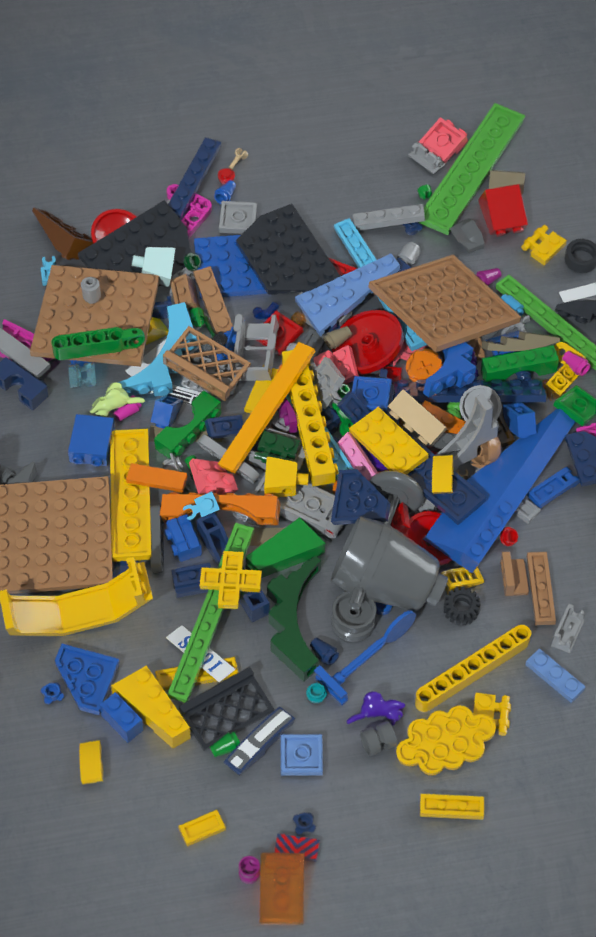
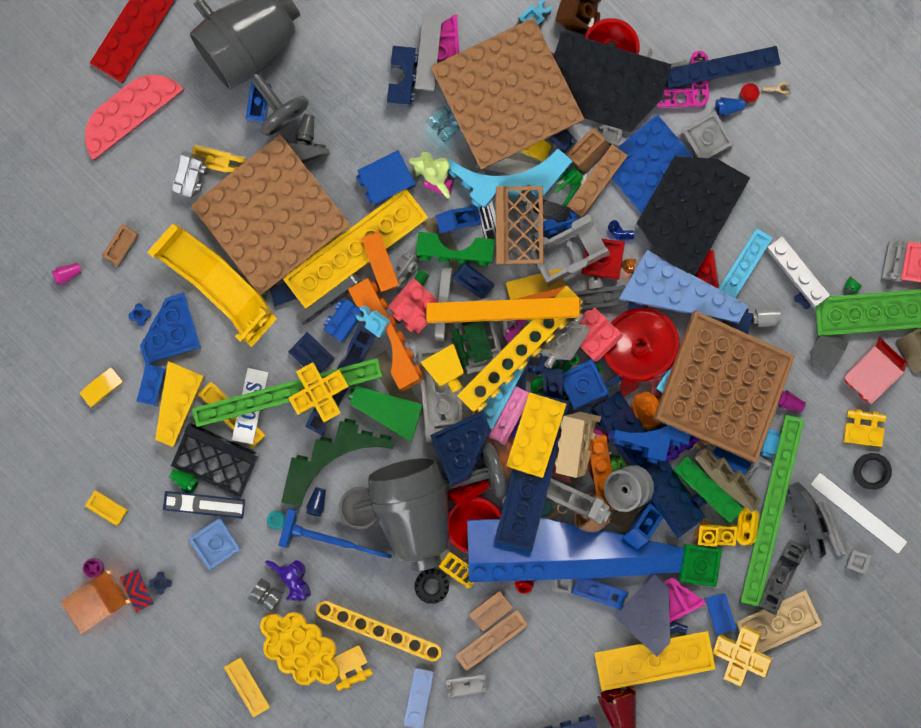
camera: 55 degrees right, 30 degrees up
(90, 290) = (519, 82): light grey brick -> none
(96, 342) = (489, 145): green piece -> none
(156, 262) = (596, 107): light aqua torso -> none
(192, 261) = (626, 133): dark green plate -> none
(337, 337) = (628, 315): dark tan cone -> none
(442, 474) = (528, 503): yellow slope -> none
(578, 364) = (738, 541): dark pink cone -> none

